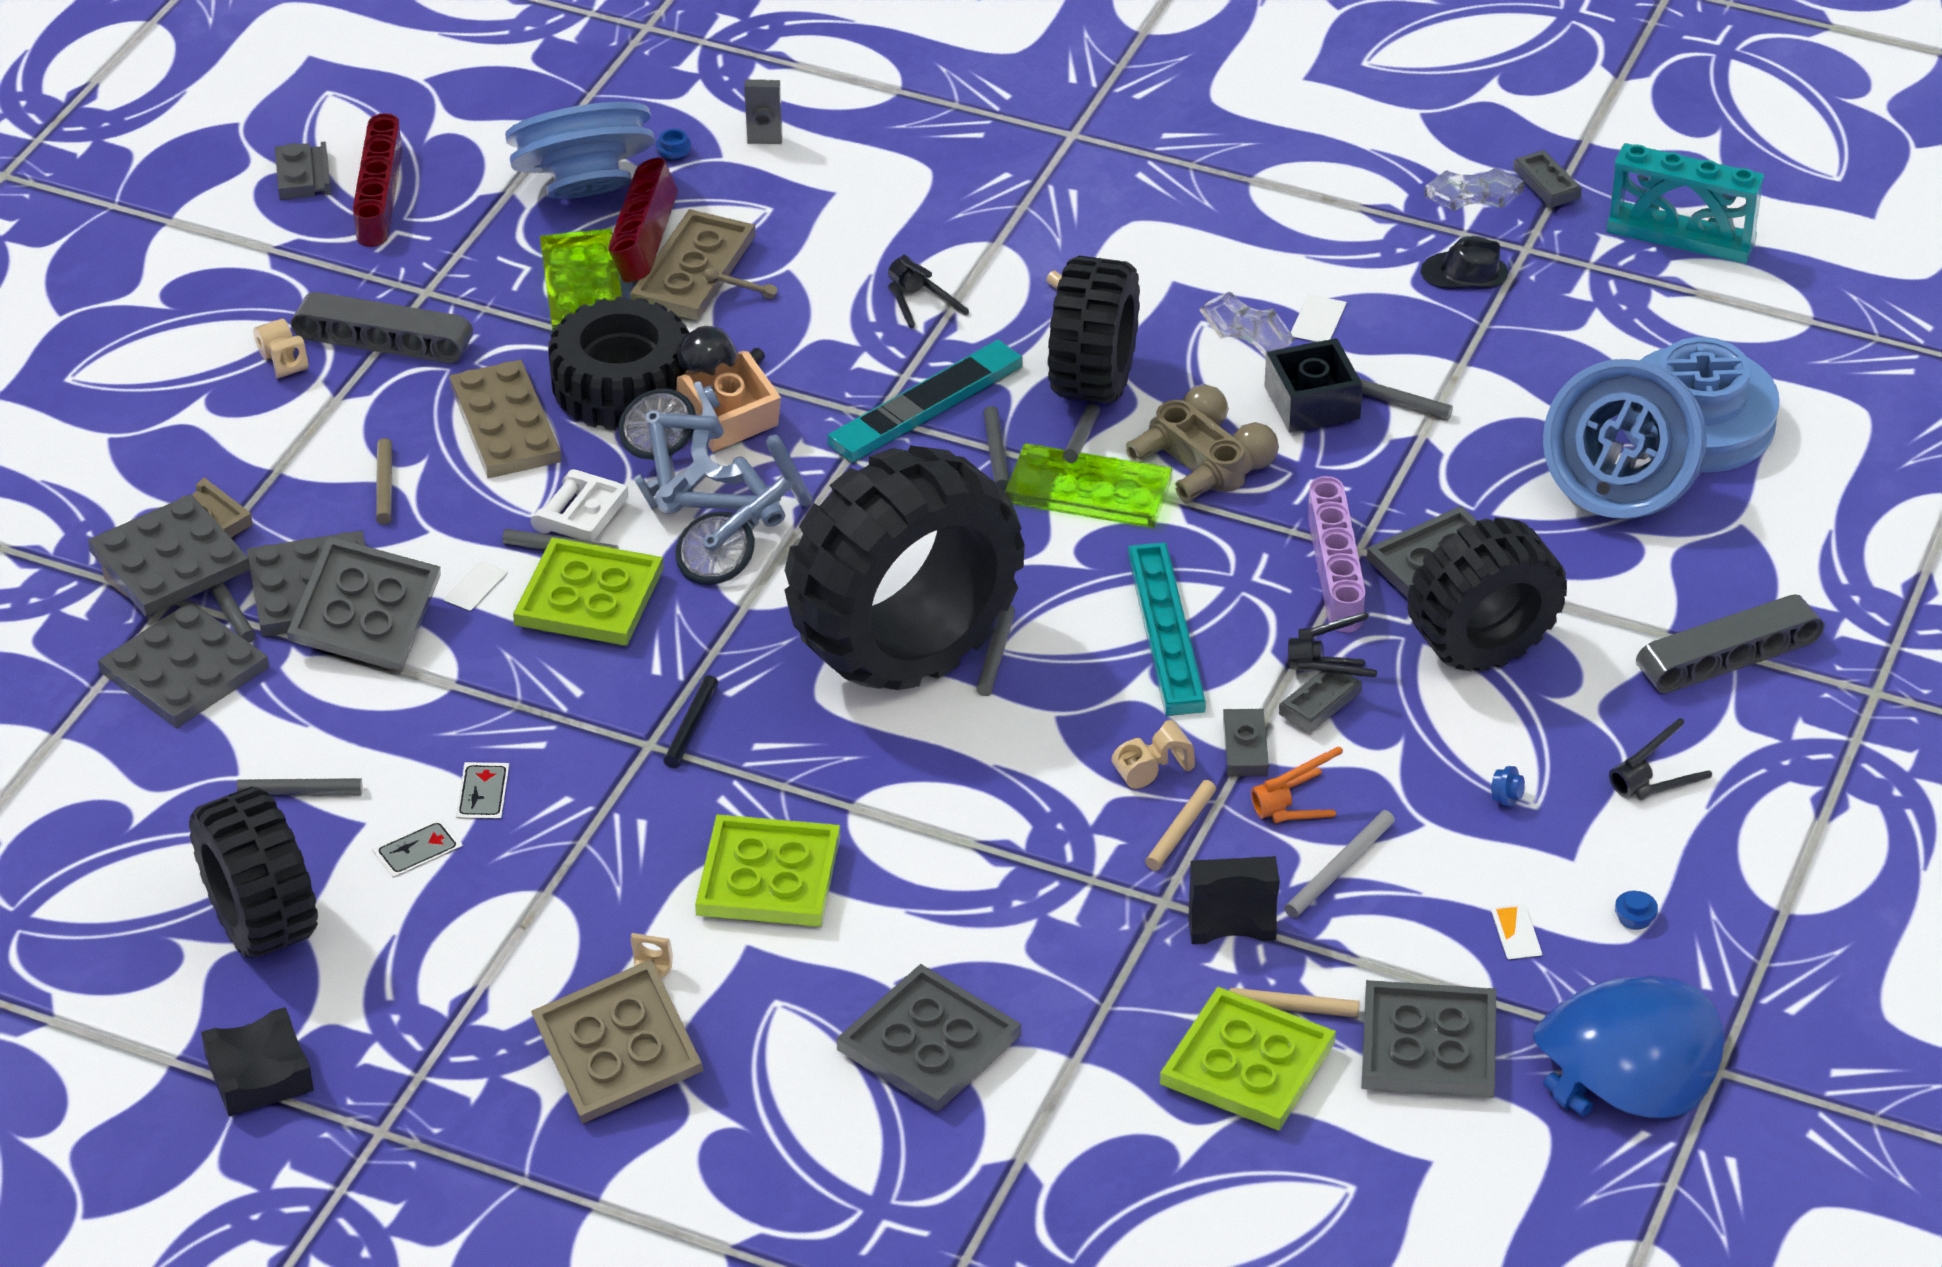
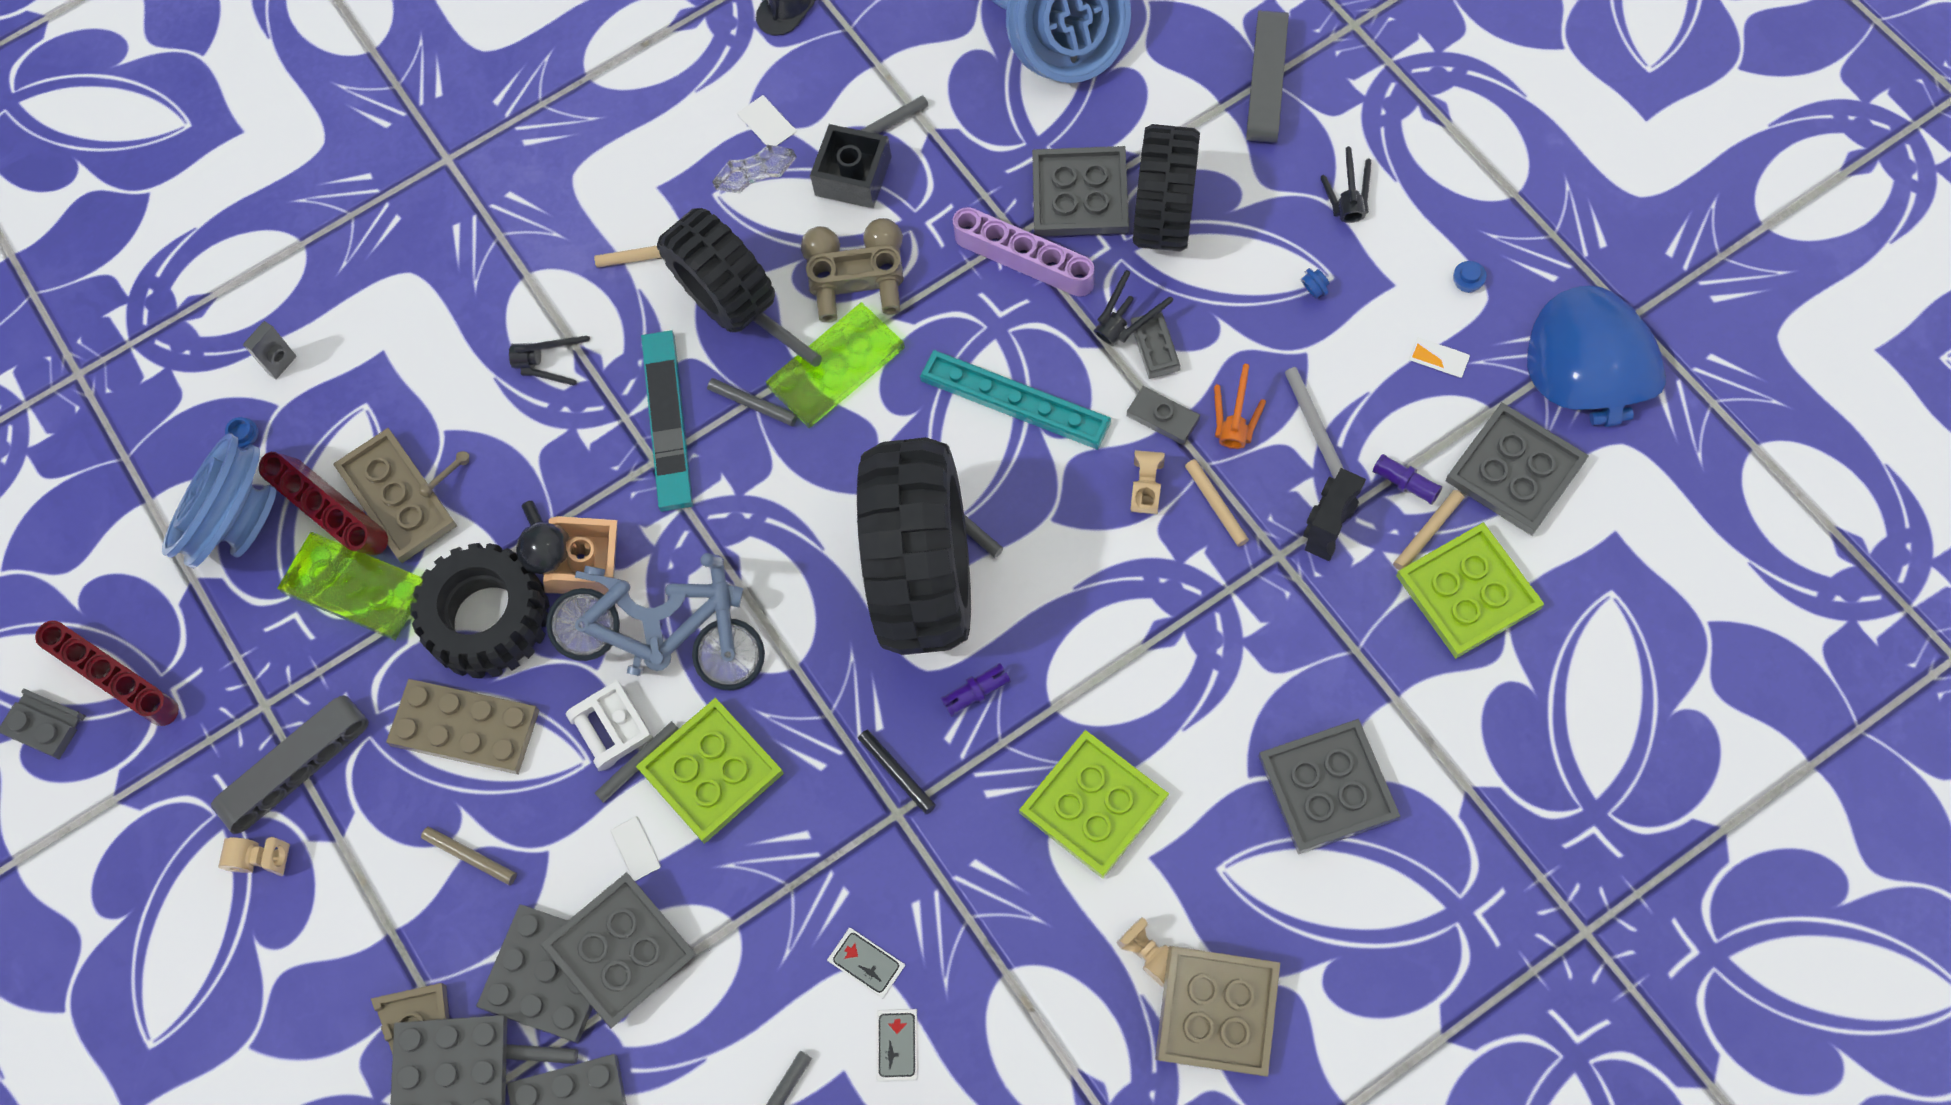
camera: 50 degrees left, 25 degrees up
(820, 734) = (975, 689): none -> dark purple pin
(1337, 956) = (1407, 479): none -> dark purple pin

